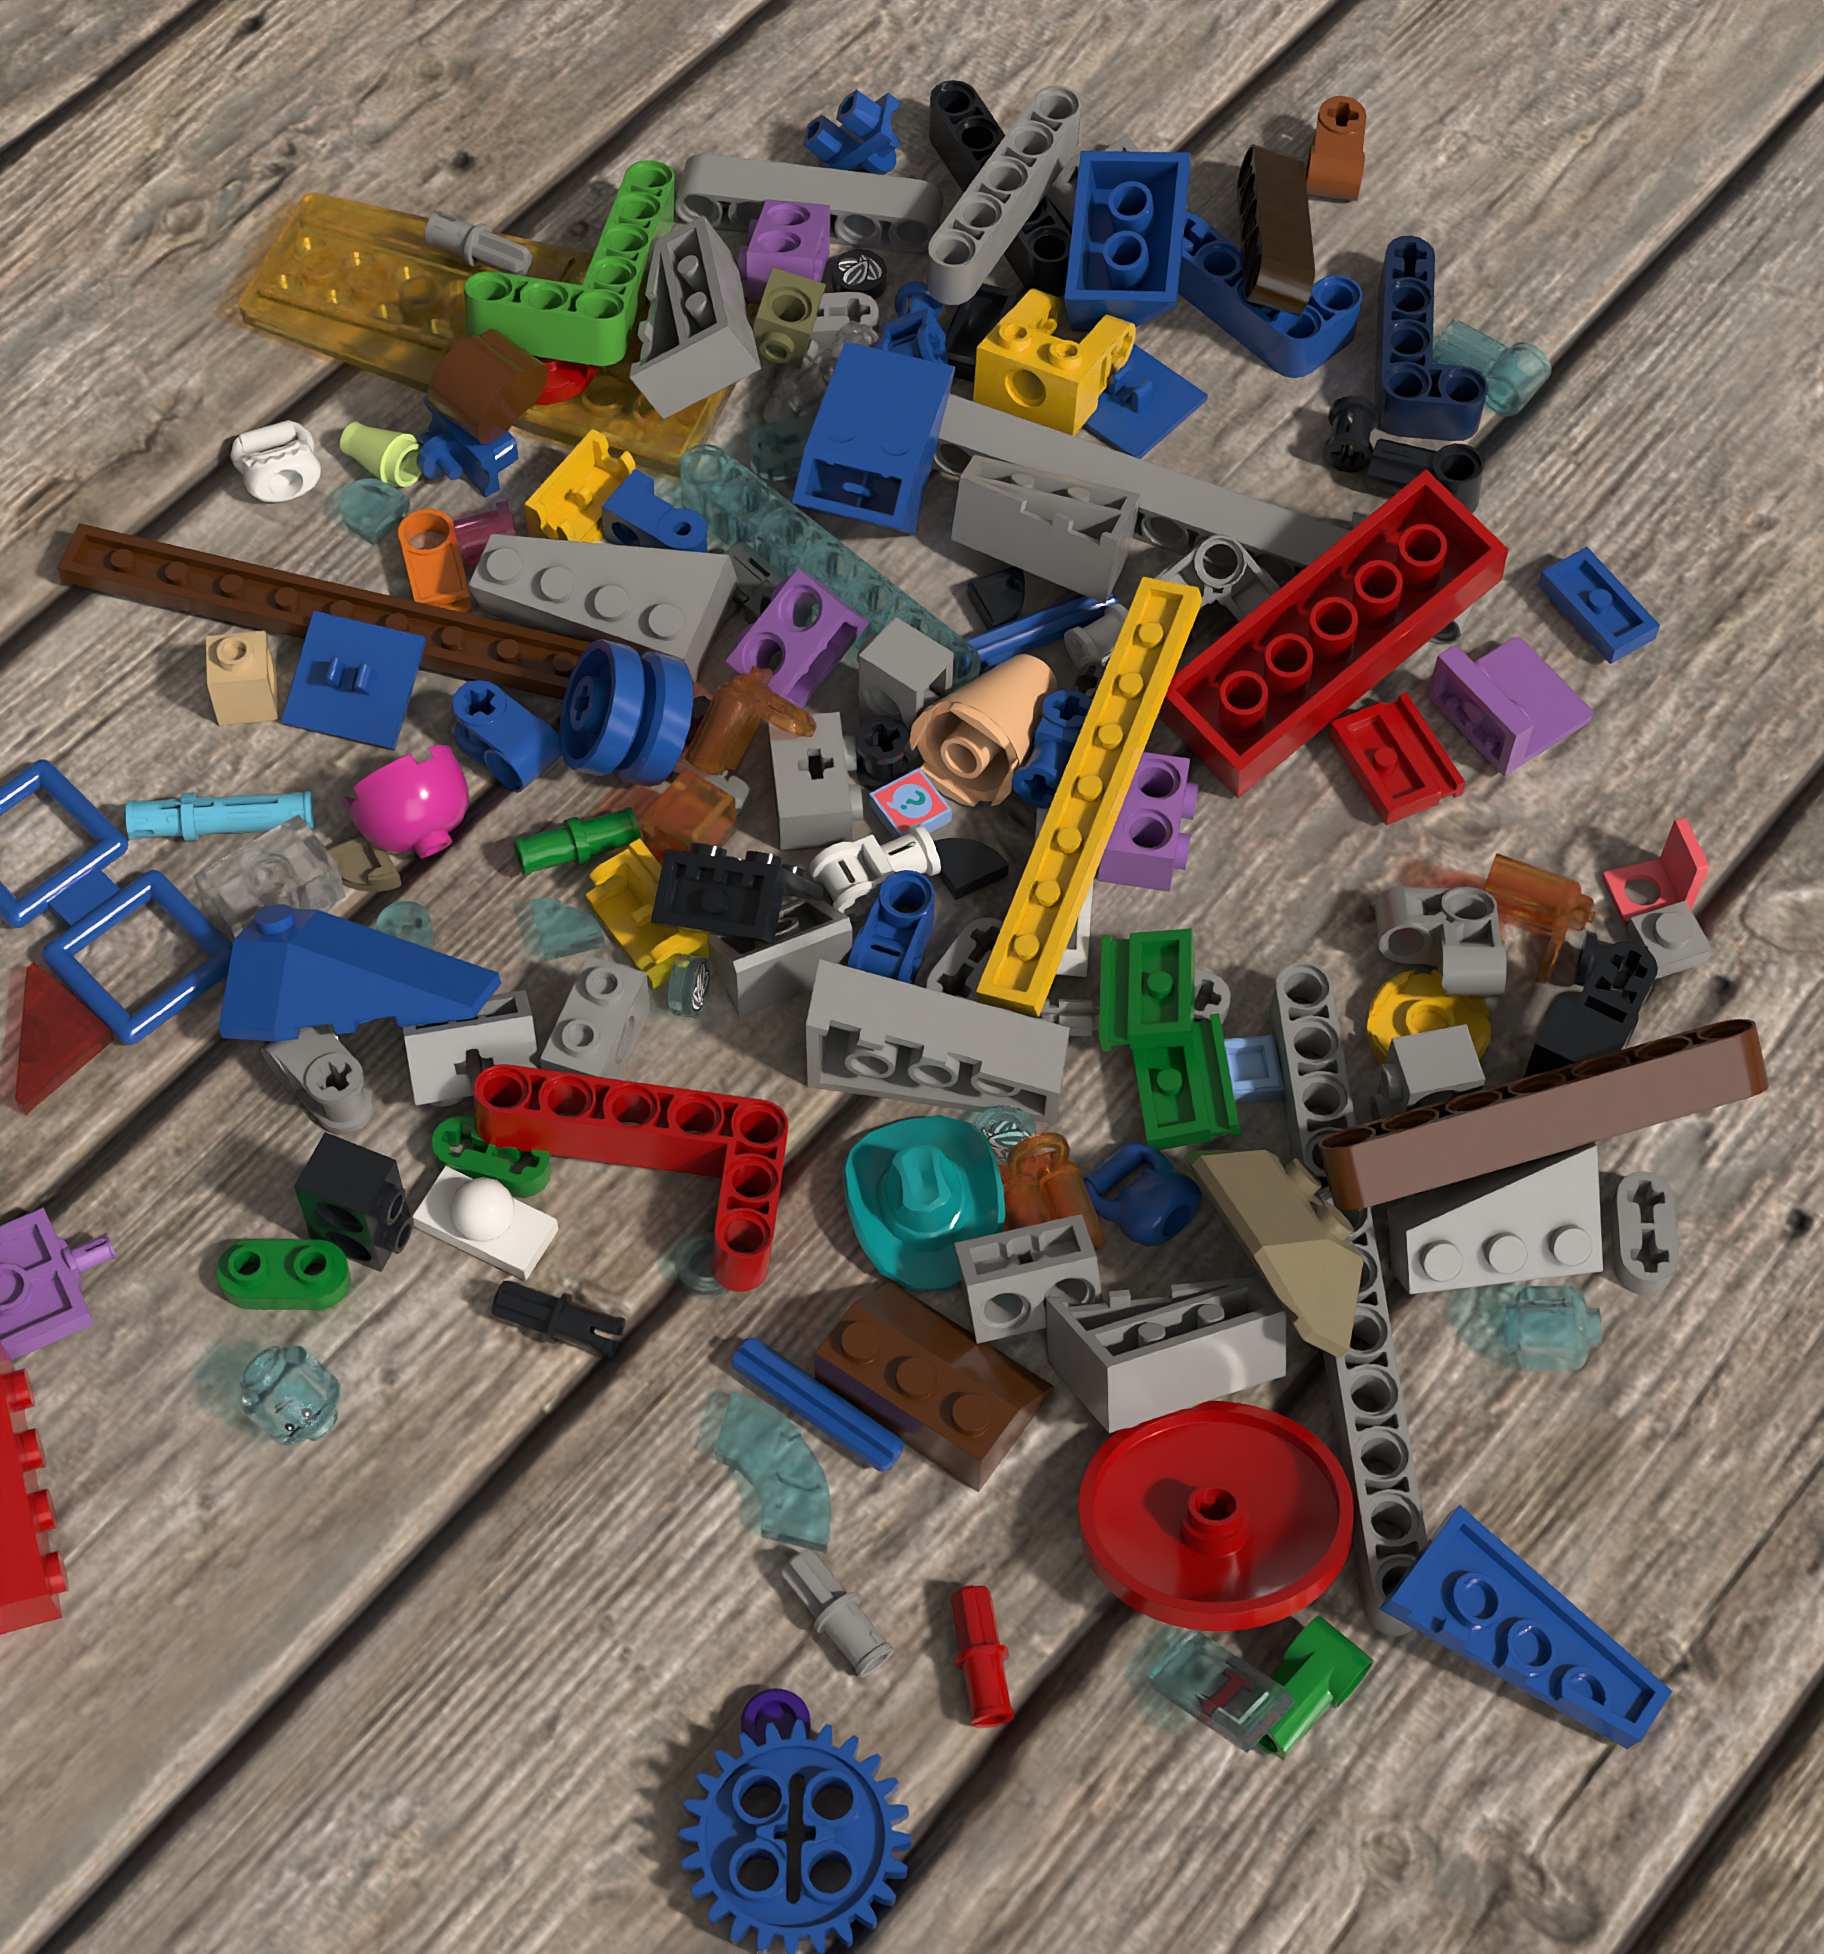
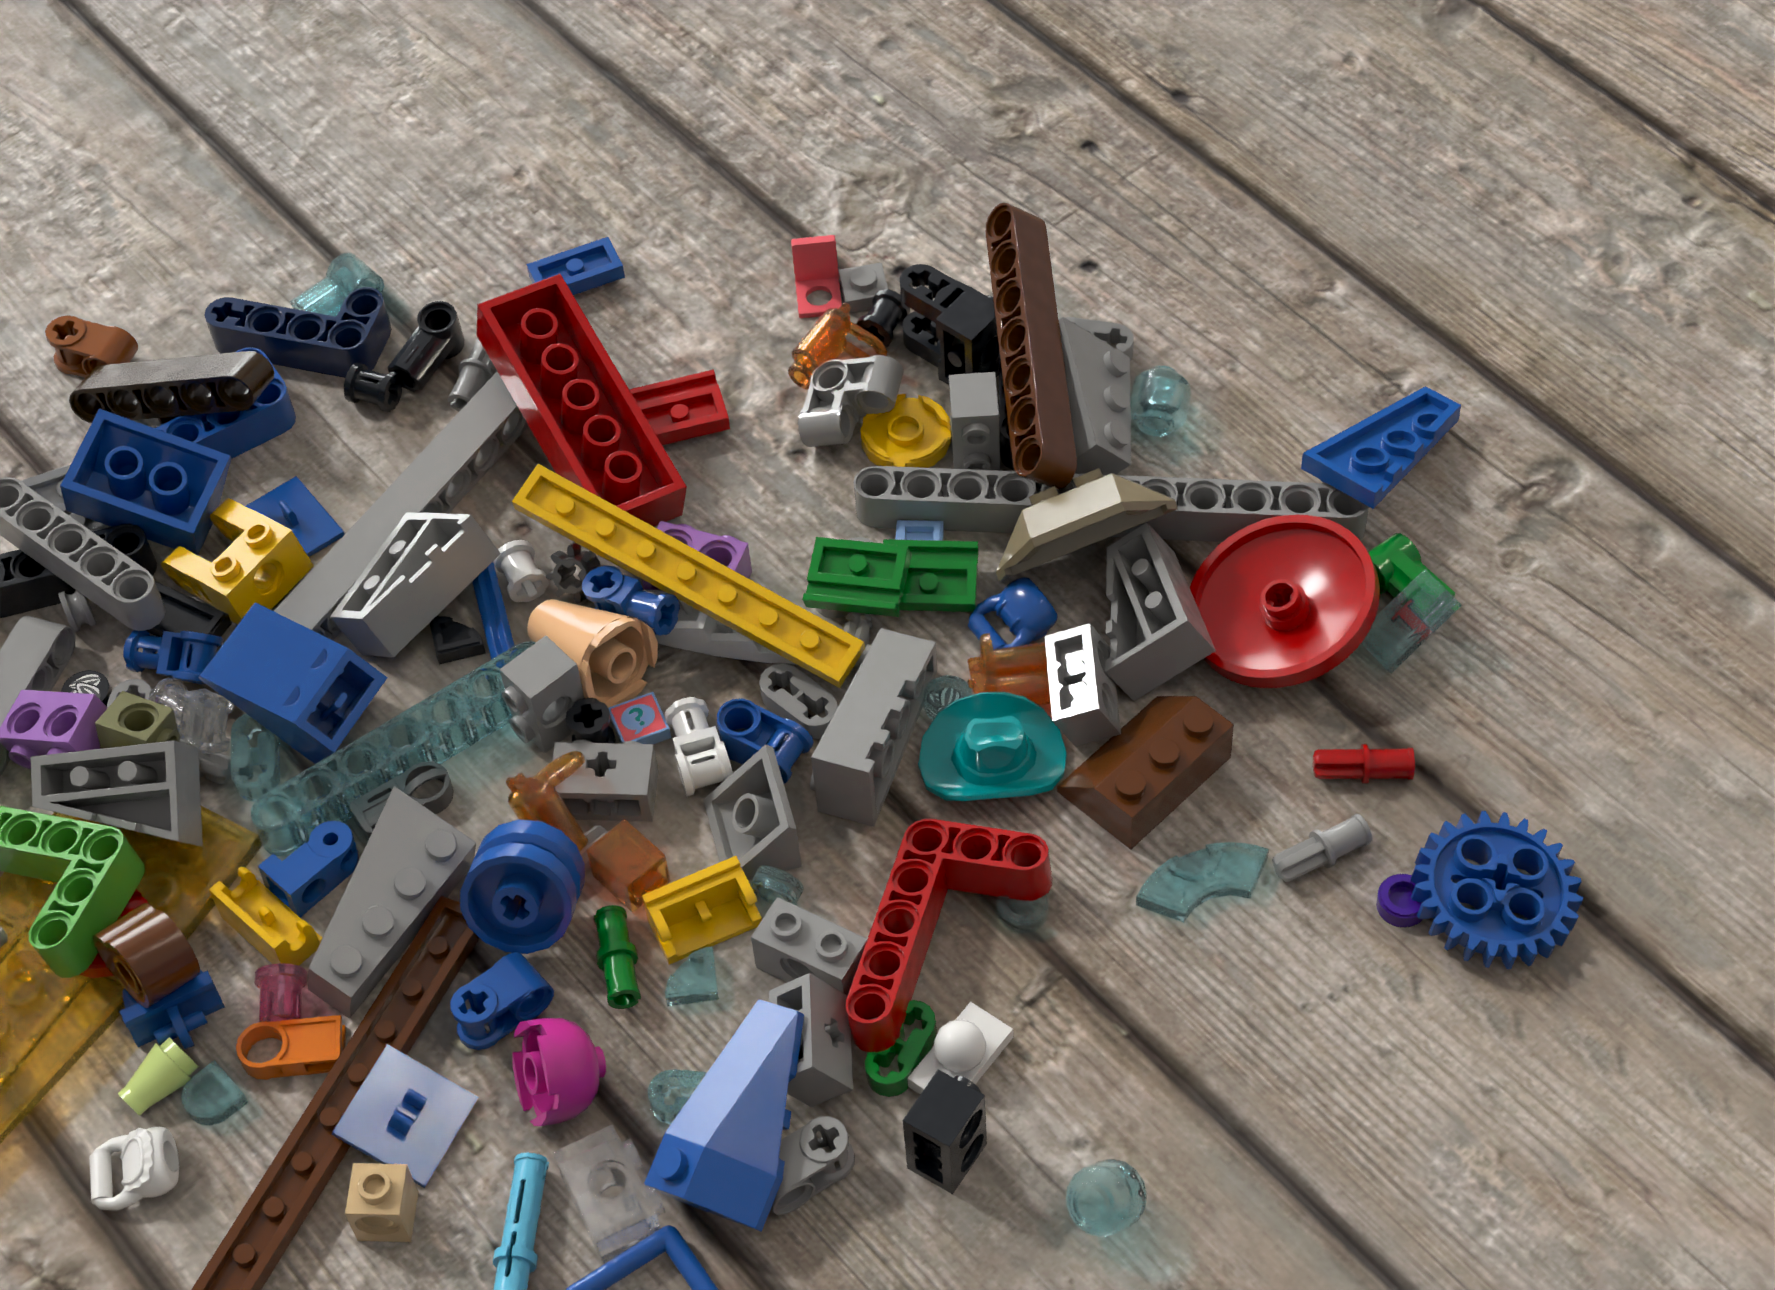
camera: 75 degrees left, 5 degrees down
(281, 1275) = (982, 1208): green plate -> none
(365, 866) = (596, 1117): dark tan tile -> none
(557, 1317) = (1057, 1008): black axle -> none
(727, 894) = (723, 828): black bracket -> none
(807, 651) = (487, 759): medium lavender brick -> none
(817, 1404) = (1152, 844): blue axle -> none
(968, 865) = (704, 685): black tile -> none
(1236, 593) = (491, 482): light grey piece -> none
(1506, 702) = (650, 336): medium lavender bracket -> none

